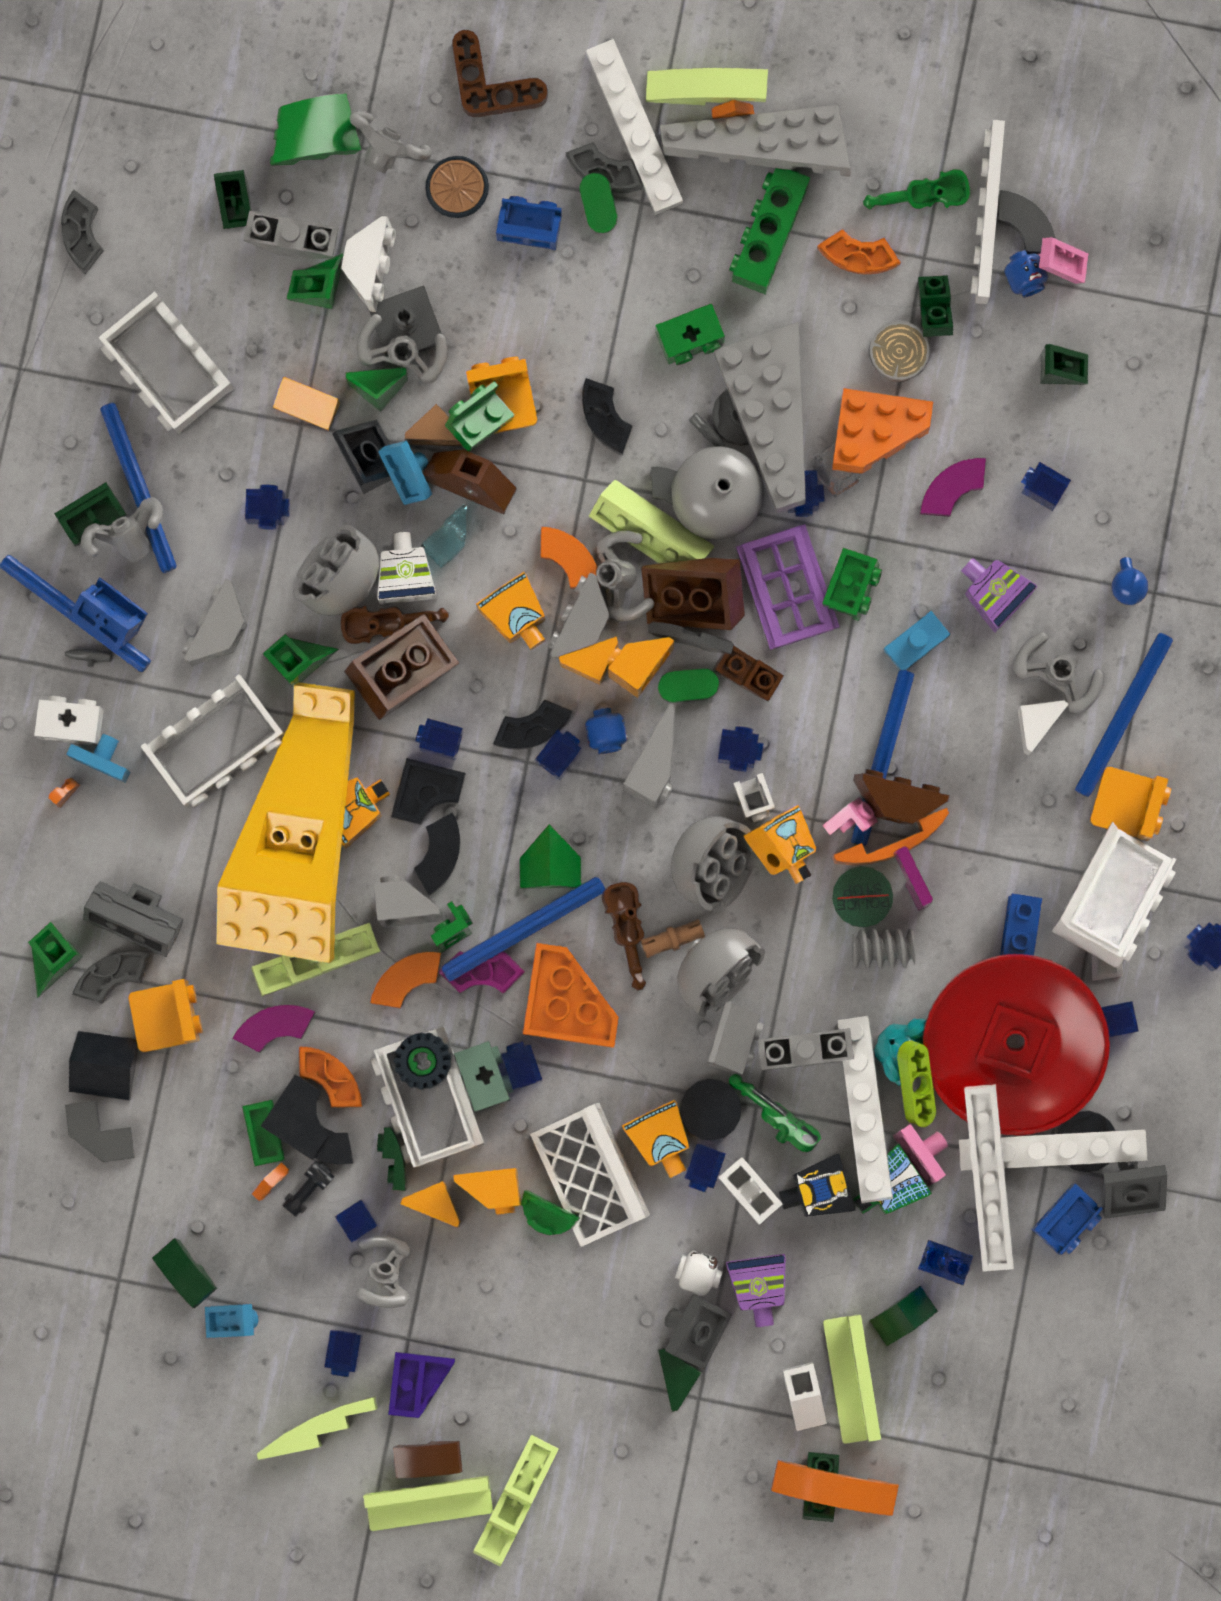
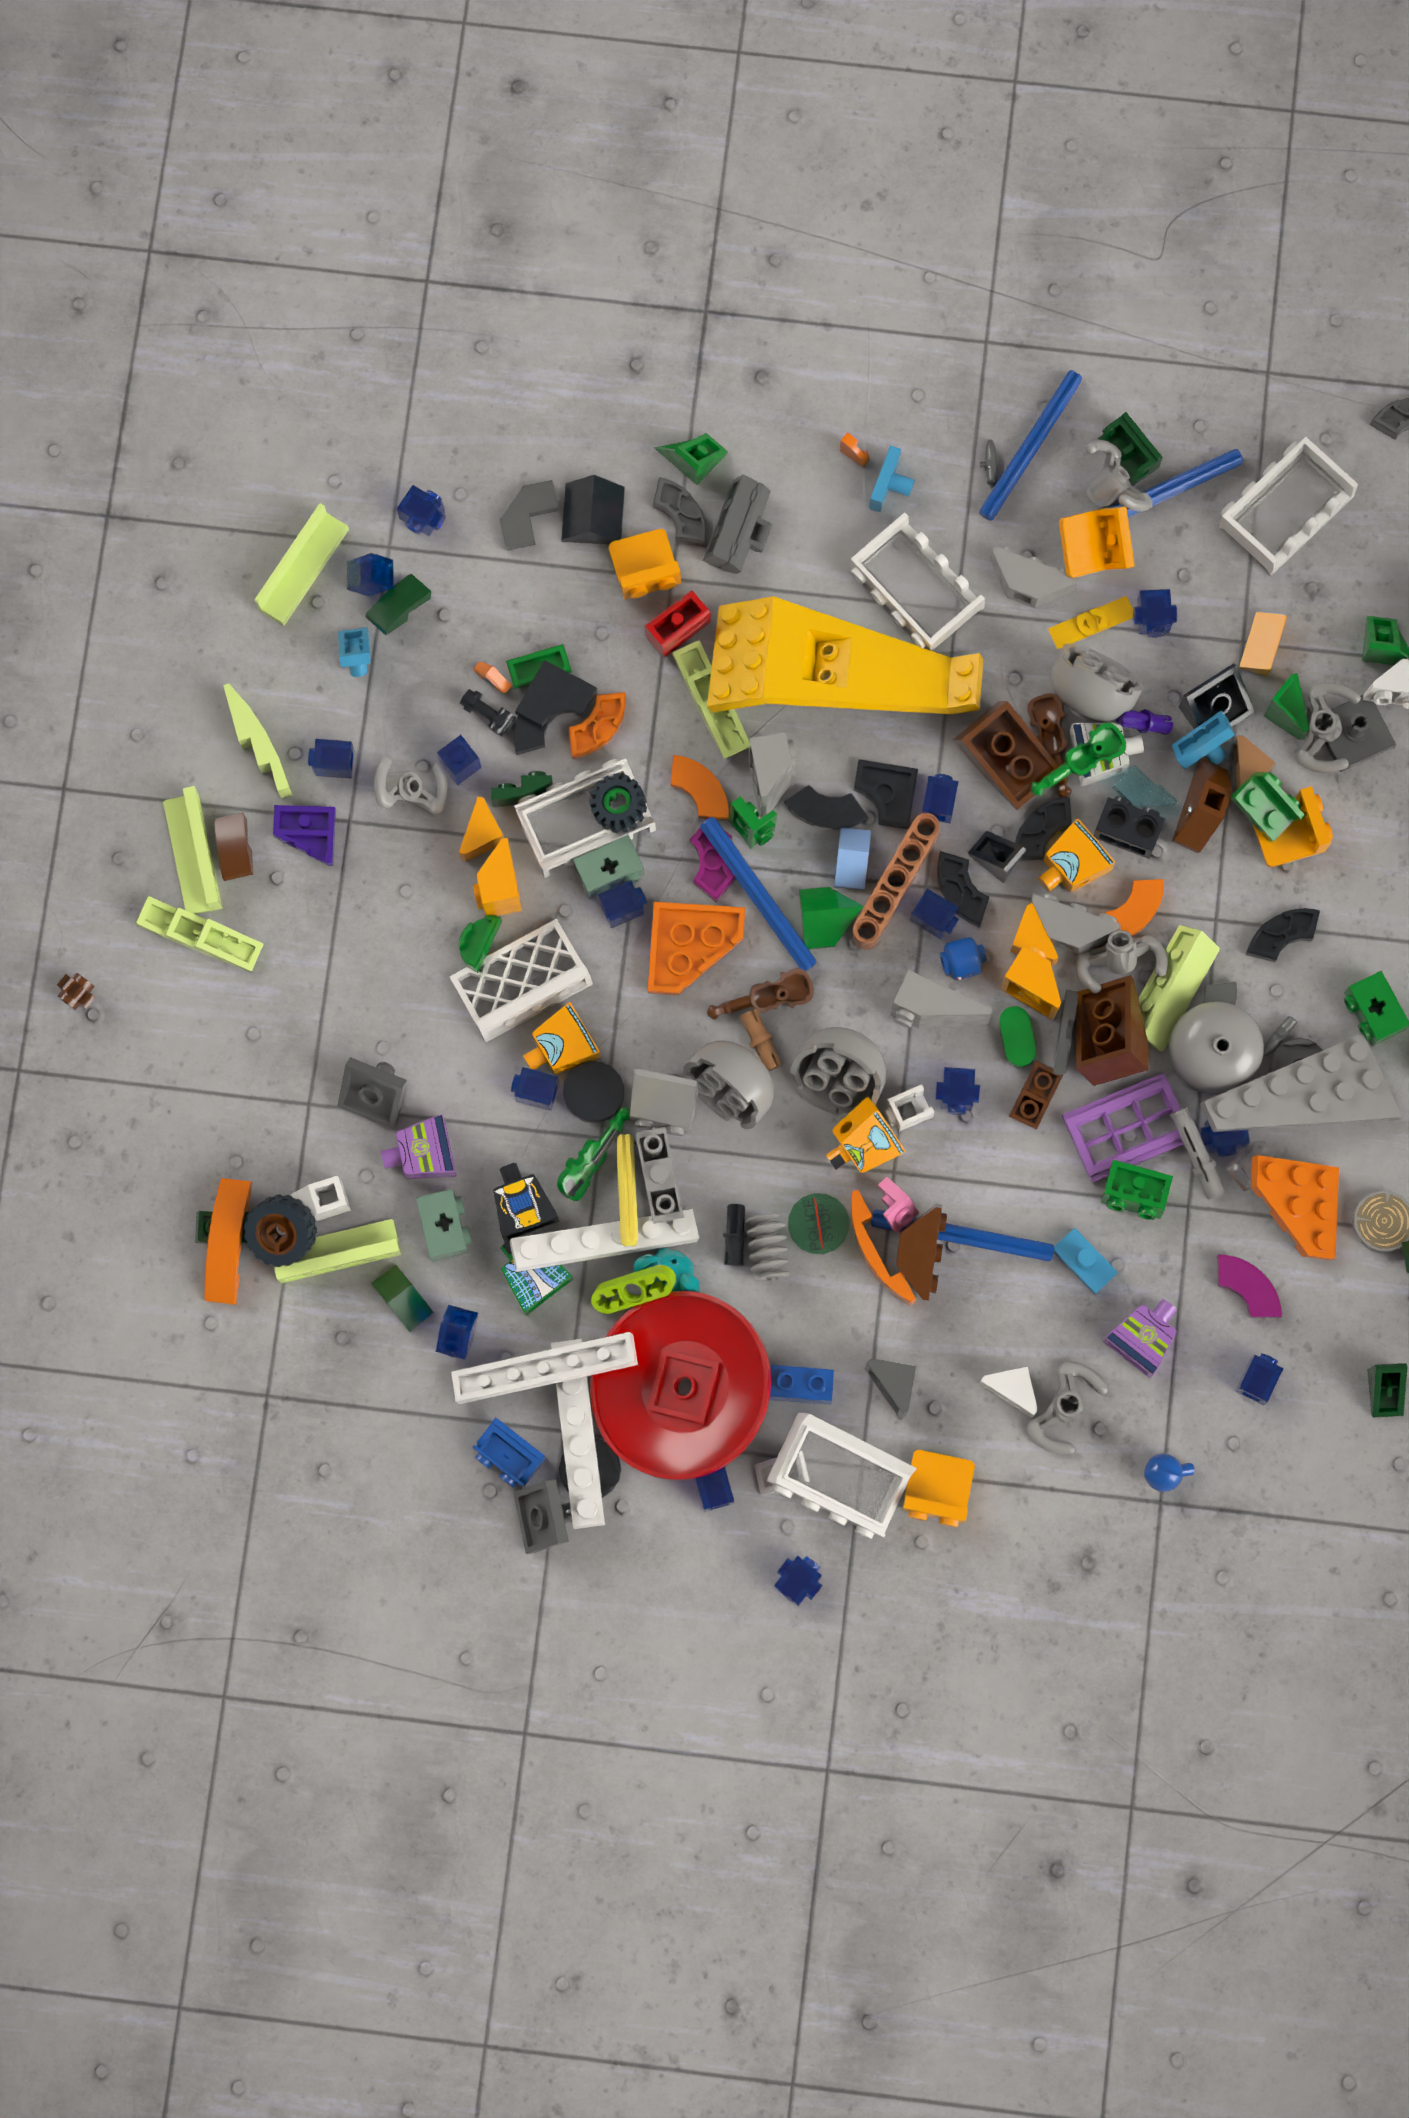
camera: 85 degrees right, 5 degrees down
(83, 731) = (919, 431): white brick -> none
(86, 1241) = (421, 511): none -> clear blue brick
(109, 613) = (1032, 473): blue hinge -> none
(133, 1371) = (301, 565): none -> yellowish green panel
(151, 1300) = (370, 574): none -> clear blue brick
(189, 556) = (1096, 541): none -> light orange bracket
(235, 986) = (677, 624): none -> red brick
(267, 571) = (1091, 622): none -> yellow piece
(272, 1024) = (645, 665): magenta tile -> none
(297, 658) = (1006, 656): green slope -> none
(361, 809) = (862, 727): light orange torso -> none
(380, 526) = (1146, 721): none -> dark purple axle
(404, 570) = (1103, 745): none -> green piece
(477, 643) = (1043, 825): none -> black tile
(492, 831) = (852, 858): none -> light blue slope
(493, 557) = (1126, 835): none -> black brick
(502, 687) = (996, 854): none -> black slope
(511, 779) = (897, 867): none -> nougat beam
(678, 1378) = (323, 1078): dark green slope -> none
(698, 1272) = (431, 1091): white head -> none
(750, 1190) = (515, 1133): white brick -> none
(817, 1082) = (627, 1190): none -> light yellow axle
(827, 1418) = (292, 1219): none -> black wheel
(830, 518) = (1202, 1163): none -> light grey pin
(853, 1275) = (432, 1211): none -> sand green brick
(867, 980) = (734, 1235): none -> black axle
(915, 882) = (835, 1271): magenta tile -> none
(922, 1152) = (566, 1303): bright pink tile -> none
(1027, 834) = (894, 1383): none -> dark grey slope
(1124, 714) = (1030, 1477): blue axle -> none

